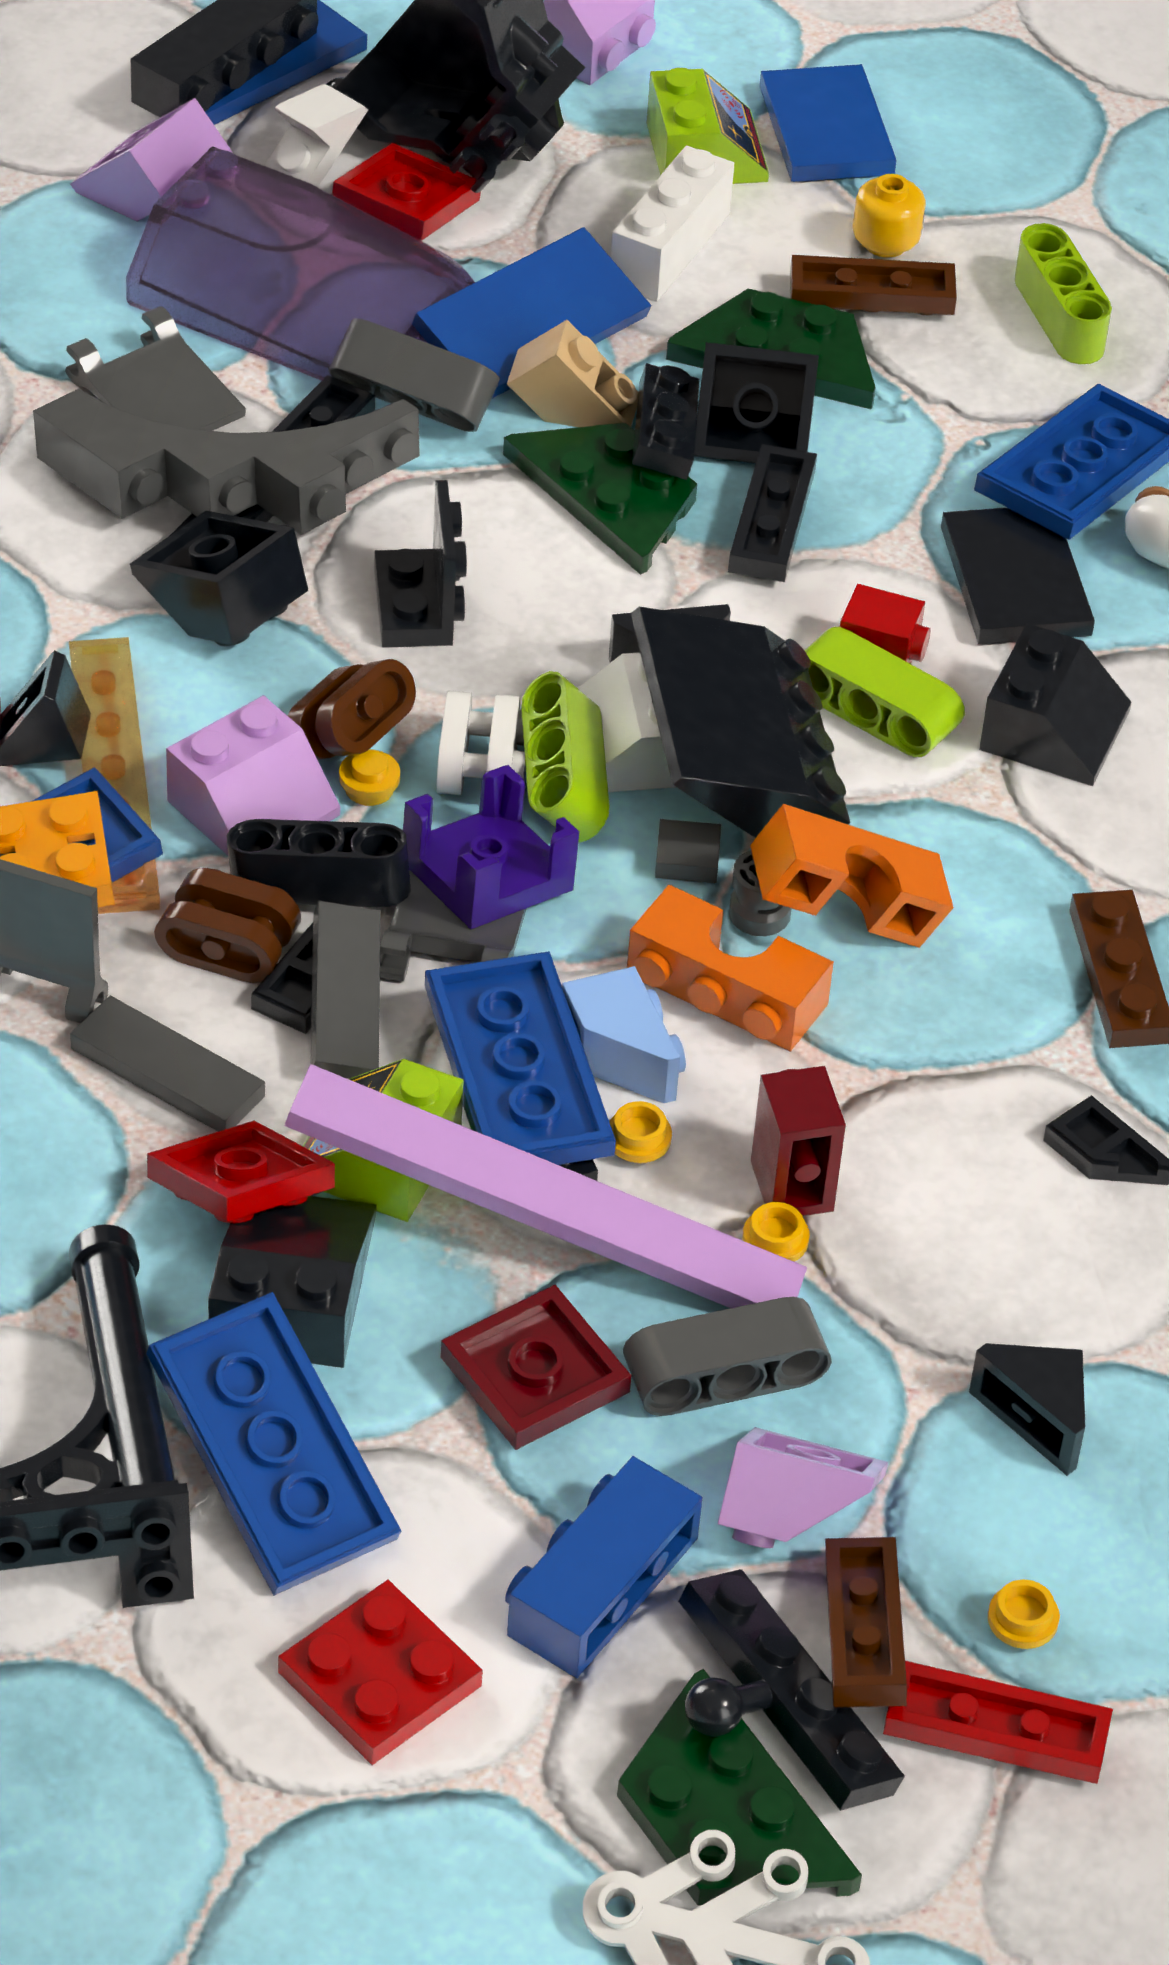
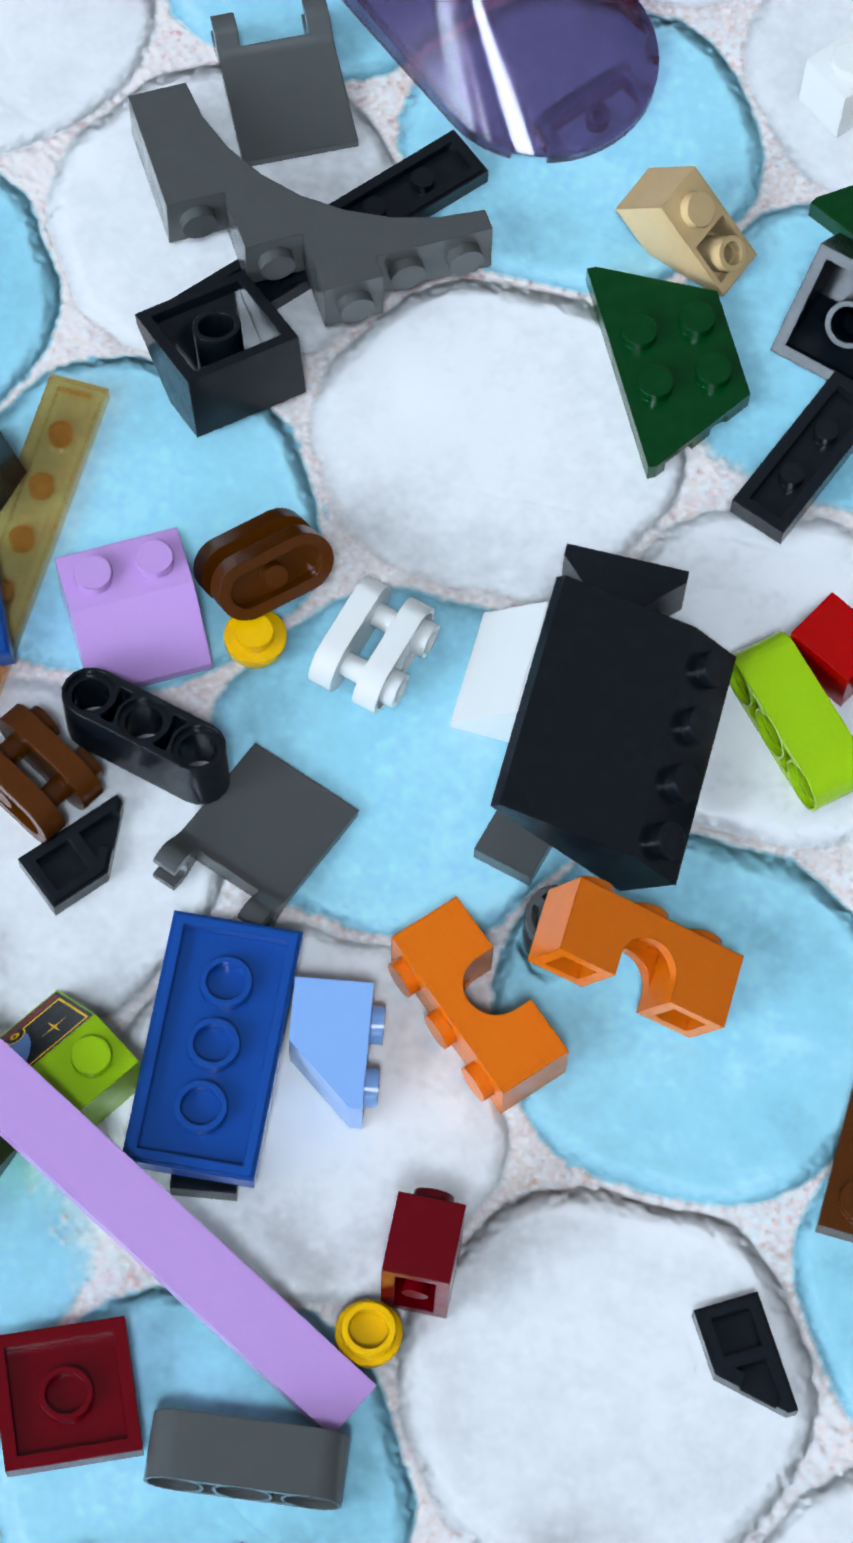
camera: 25 degrees right, 20 degrees up
(345, 989) = (100, 894): dark grey tile -> none
(406, 368) = (529, 166): dark grey beam -> none
(418, 585) = (411, 425): black bracket -> none
(490, 859) = (311, 786): dark purple panel -> none
(531, 296) = (707, 113): blue tile -> none
(565, 754) = (440, 696): lime beam -> none
(641, 1132) = (299, 1163): yellow plate -> none
(666, 420) = (752, 309): black plate -> none

